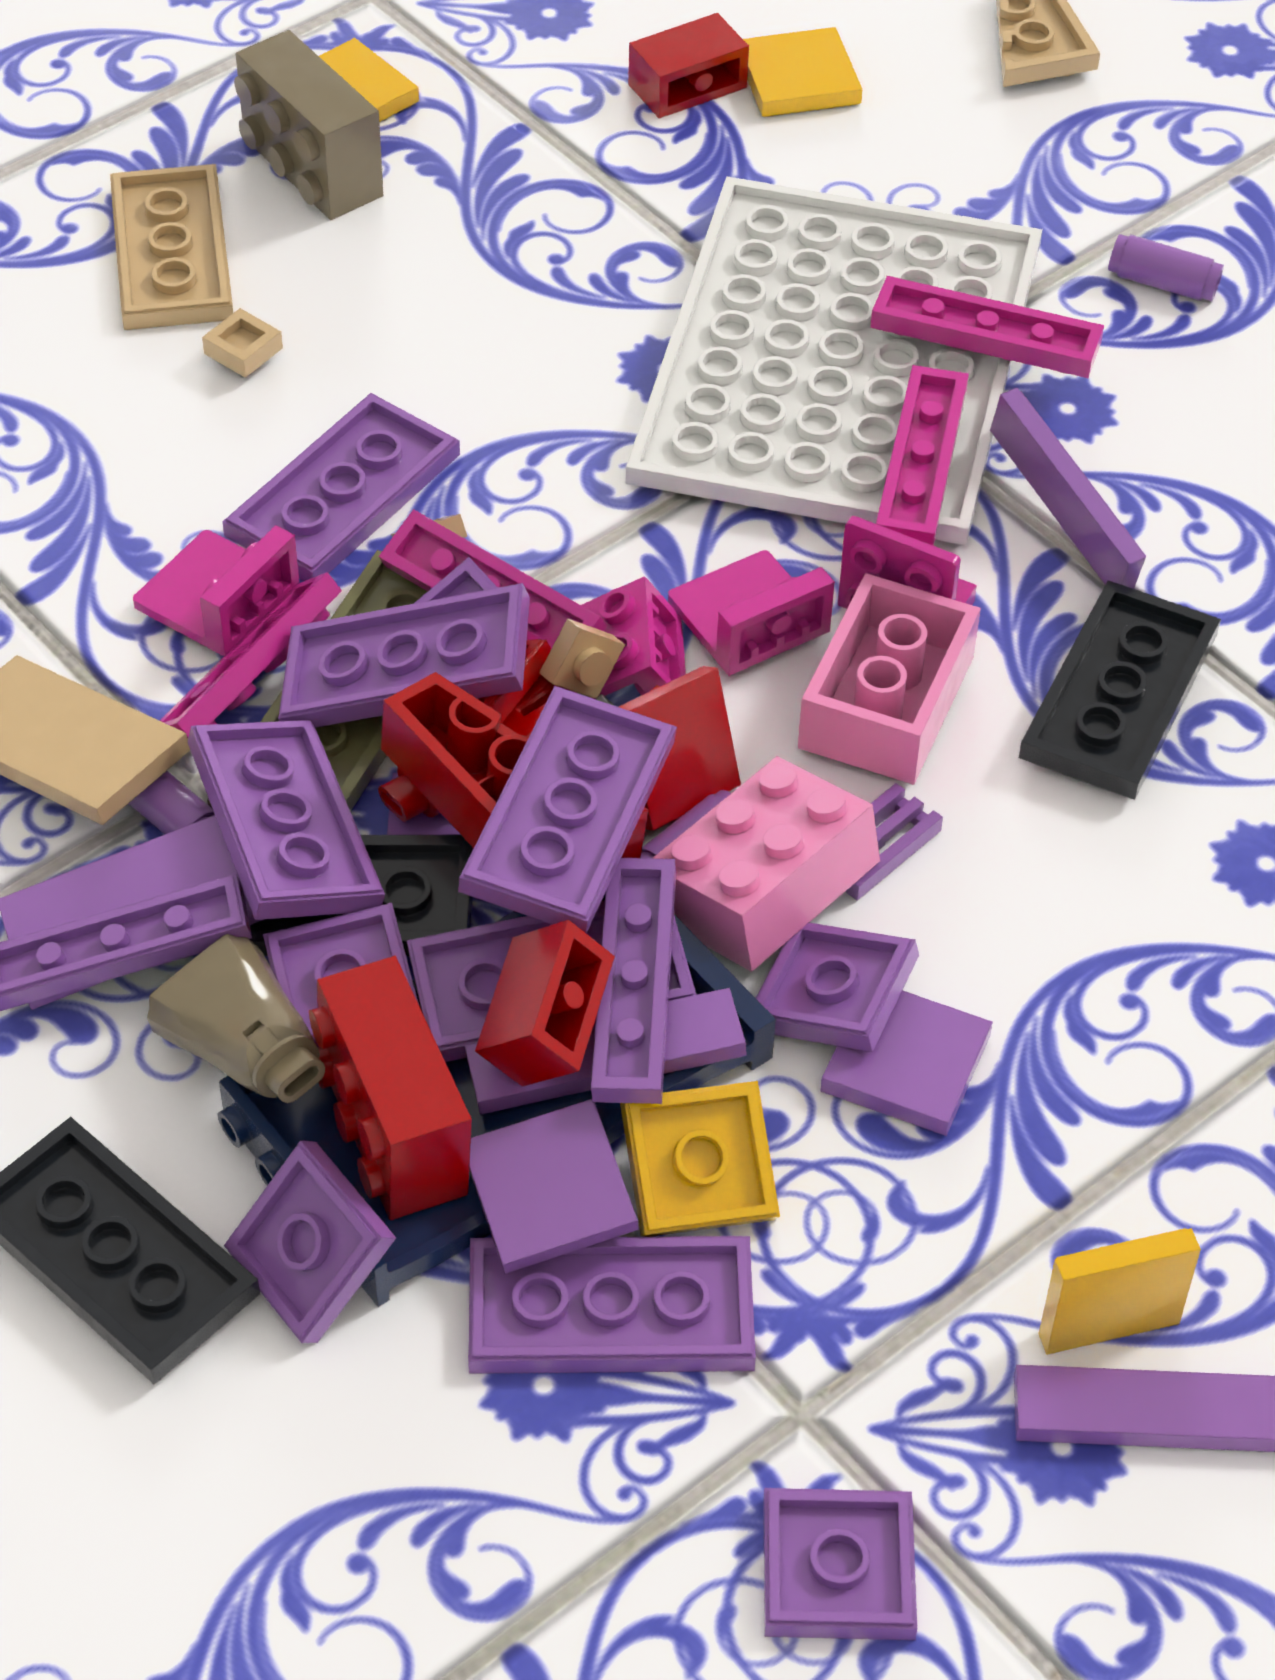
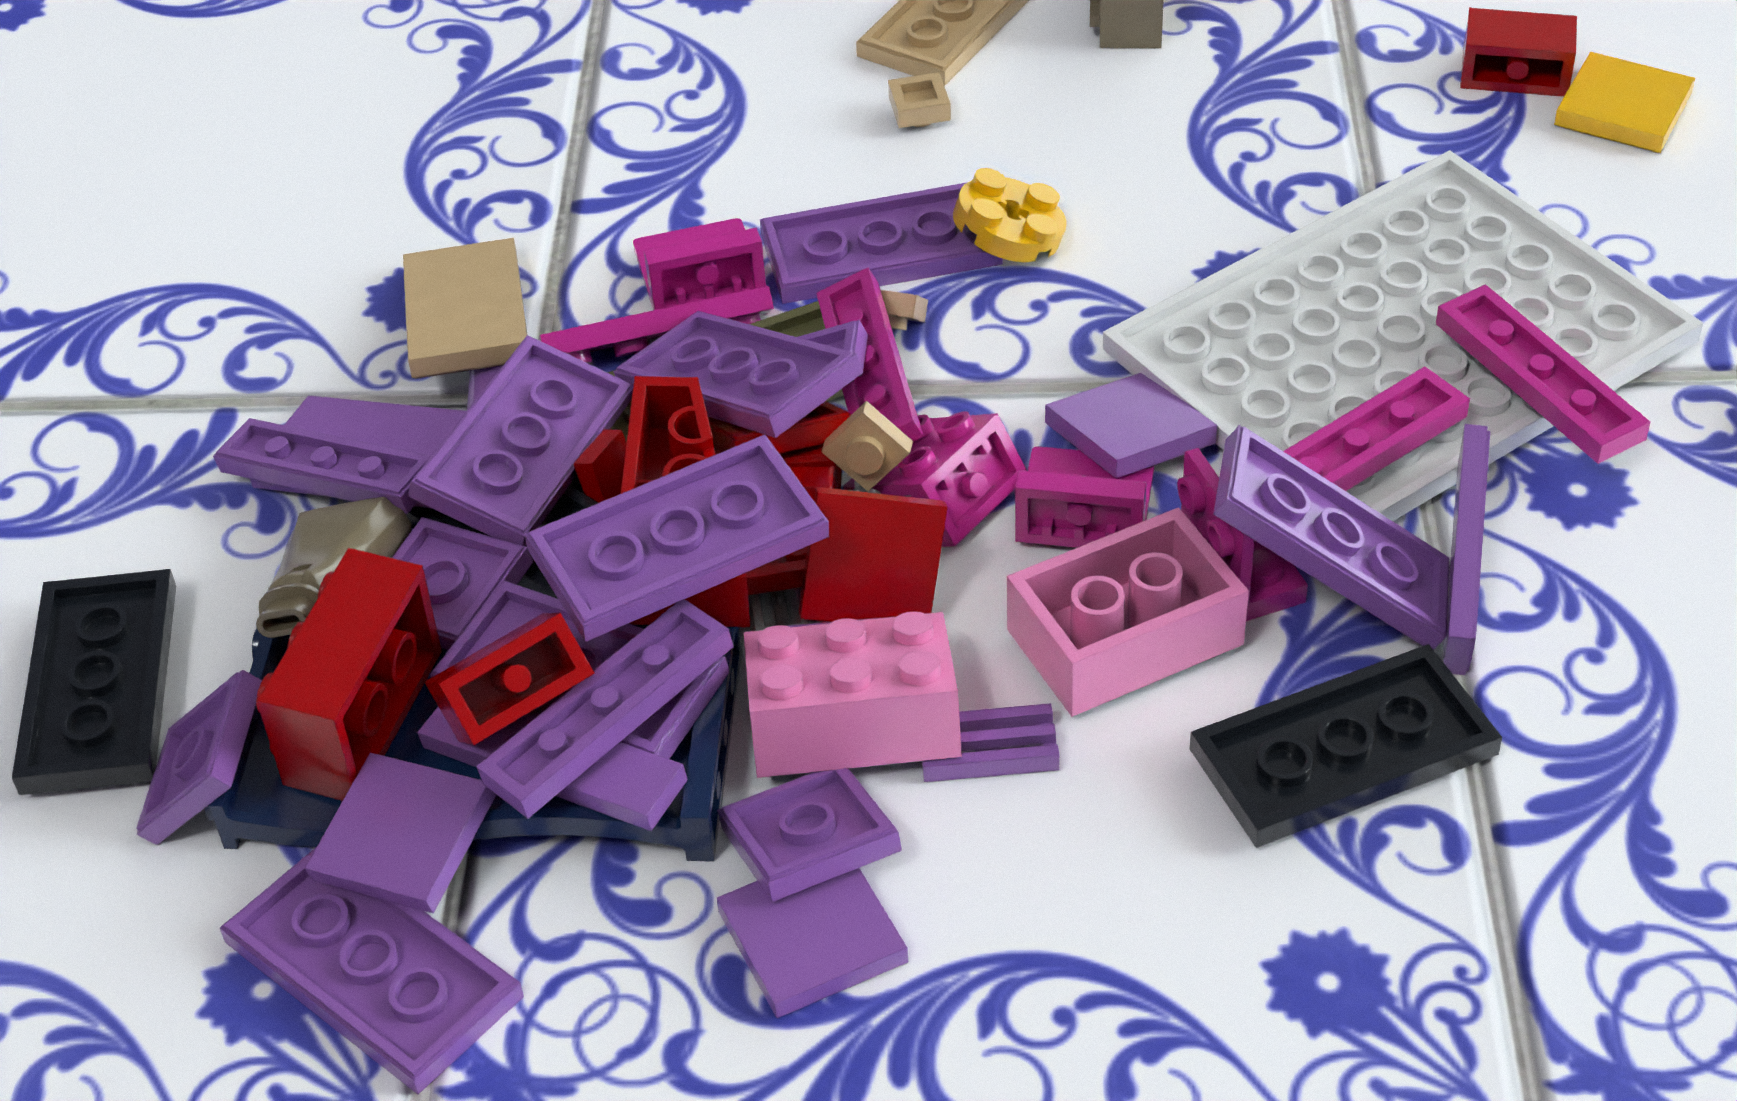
camera: 45 degrees right, 5 degrees down
(364, 801) = (602, 465): none -> red tile
(442, 406) = (1010, 216): none -> yellow plate
(700, 1160) = (540, 893): yellow tile -> none
(723, 532) = (1130, 424): none -> medium lavender tile
(991, 532) = (1333, 537): none -> medium lavender tile

